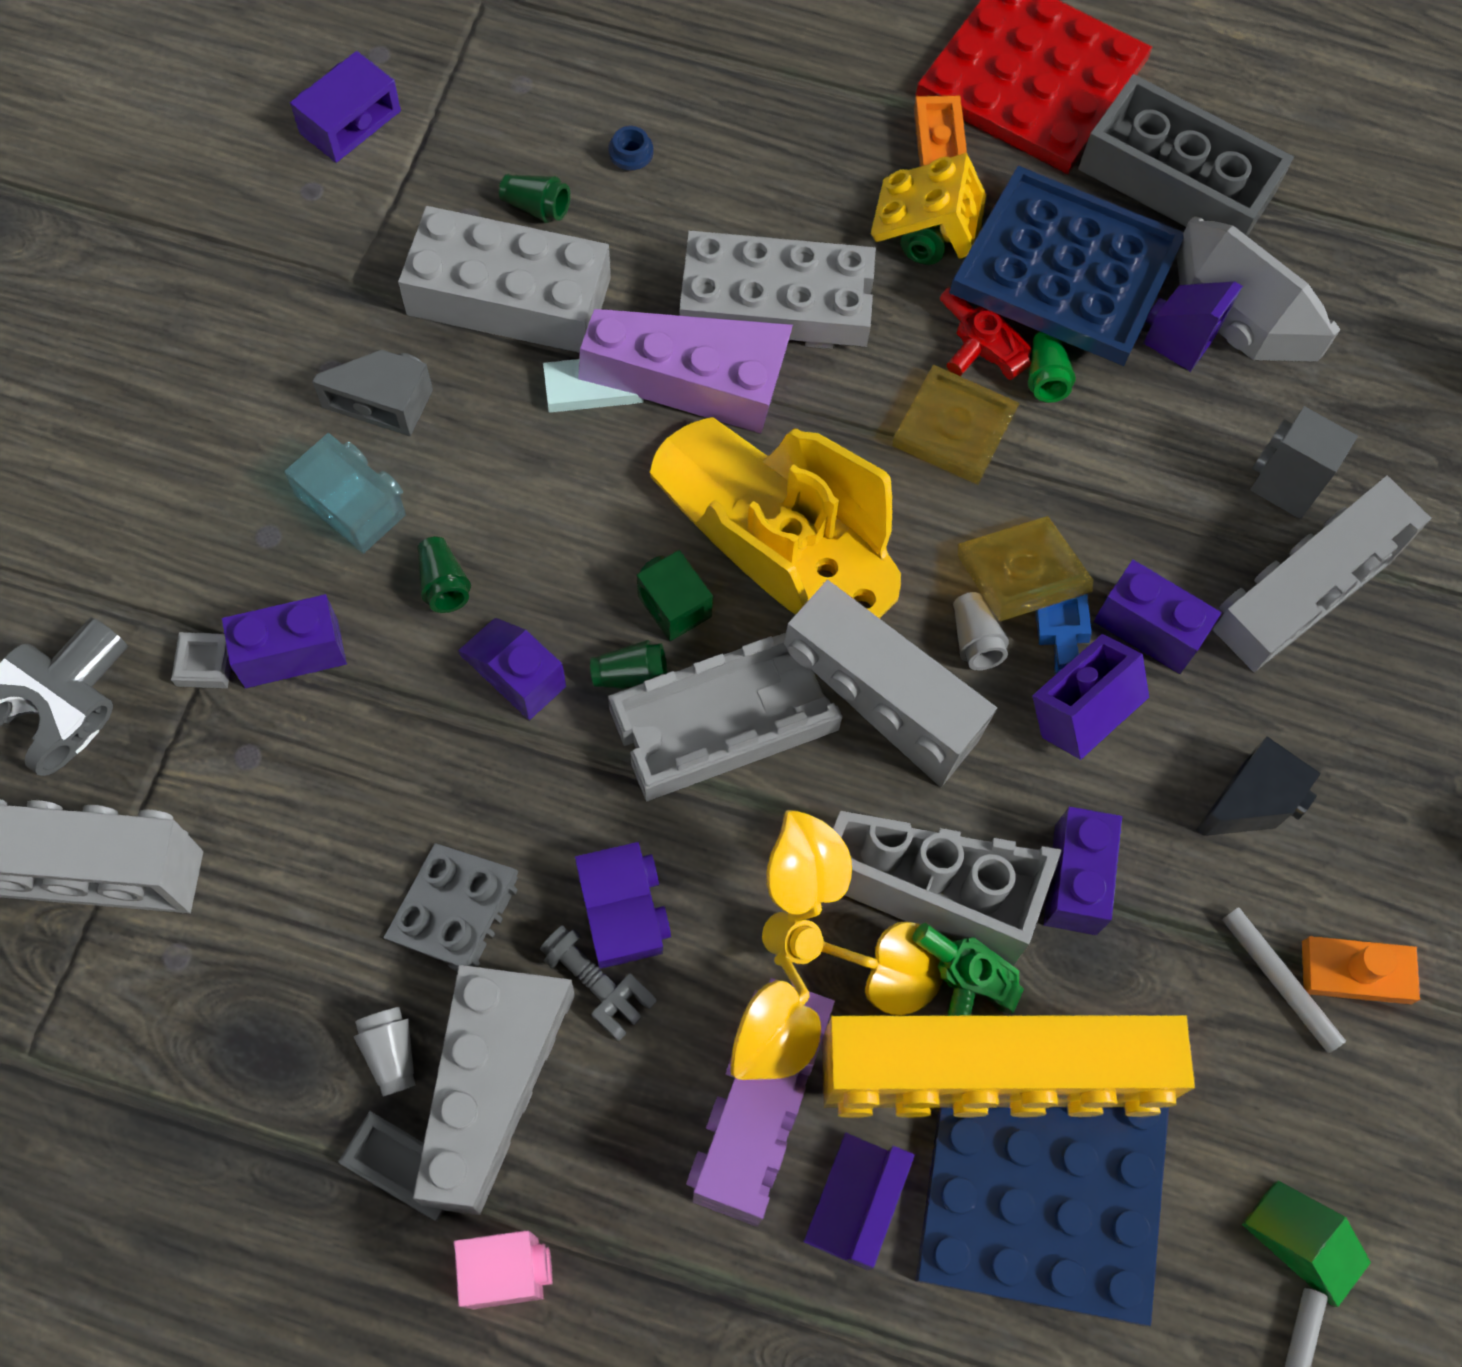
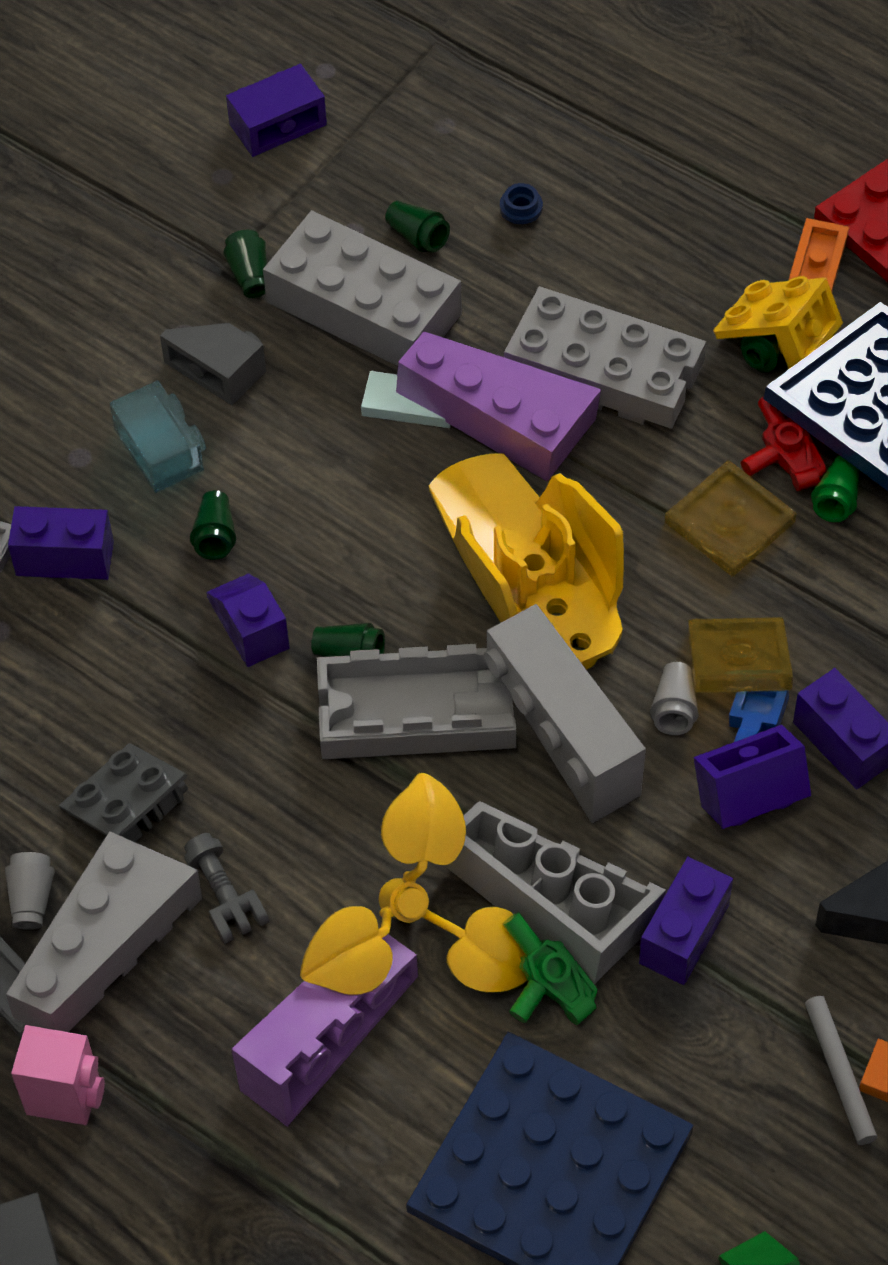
camera: 25 degrees right, 10 degrees down
(374, 276) = (247, 258): none -> dark green cone
(621, 905) = (265, 832): dark purple brick -> none
(674, 594) = (410, 594): dark green brick -> none
(858, 1201) = (382, 1129): dark purple panel -> none
(1005, 1063) = (535, 1037): yellow brick -> none

